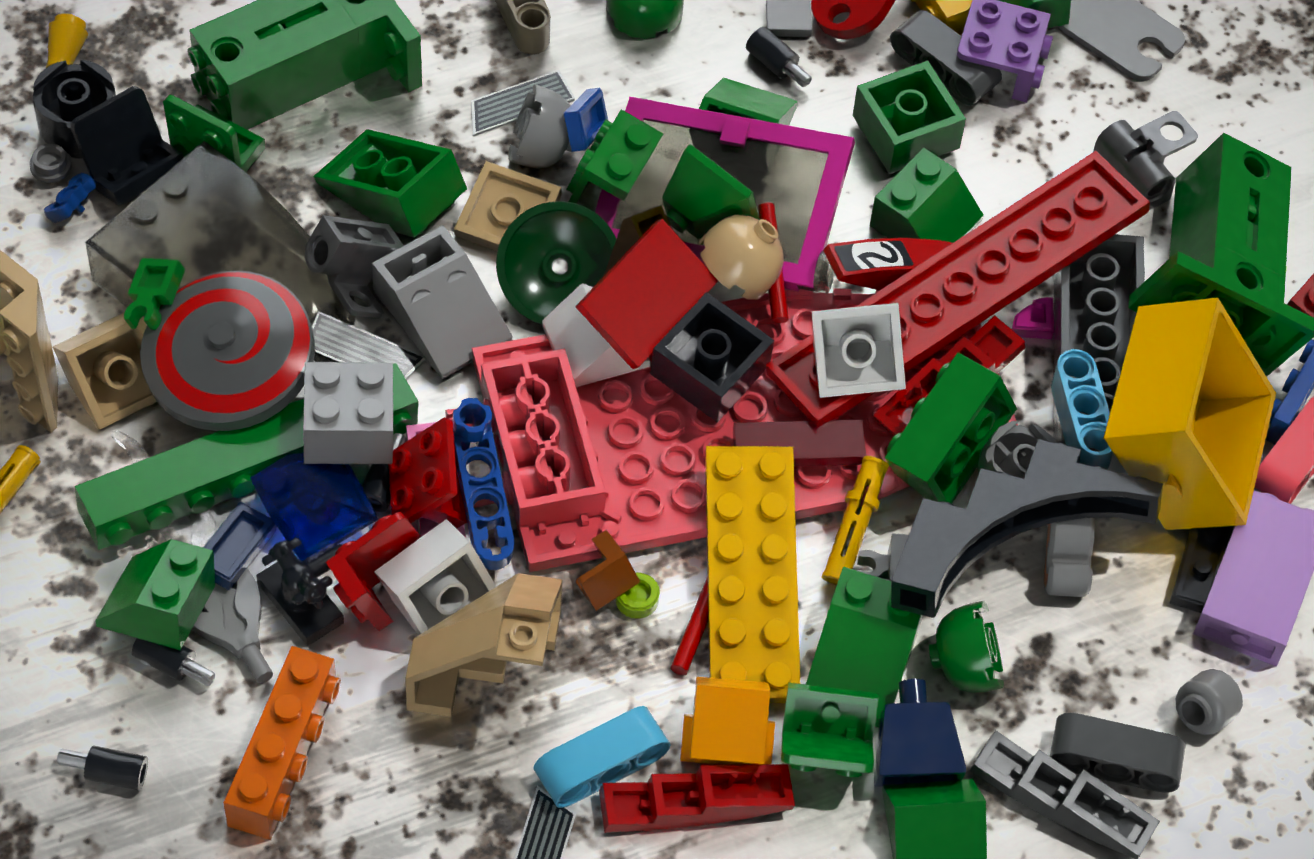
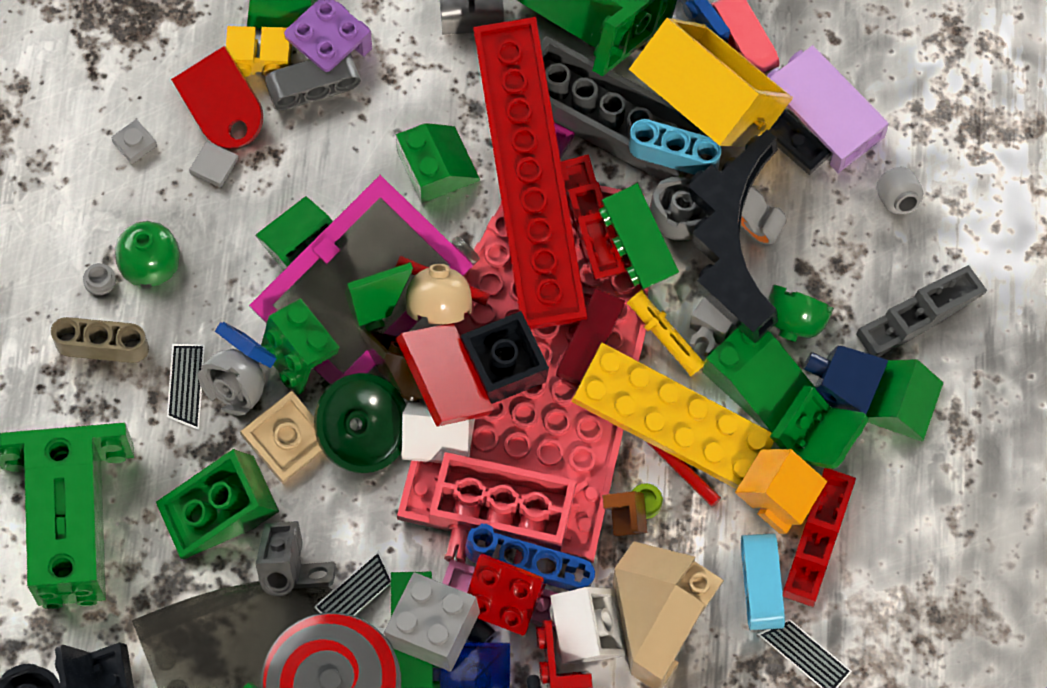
camera: 60 degrees left, 10 degrees up
(194, 124) = (113, 614): green bracket -> none
(439, 300) = (348, 519): light grey slope -> none
(776, 56) = (249, 189): black piece -> none
(858, 350) = (558, 263): white slope -> none
(879, 261) = (480, 201): slope -> none
(908, 113) = (357, 130): green brick -> none
(1118, 752) = (907, 264): dark grey beam -> none

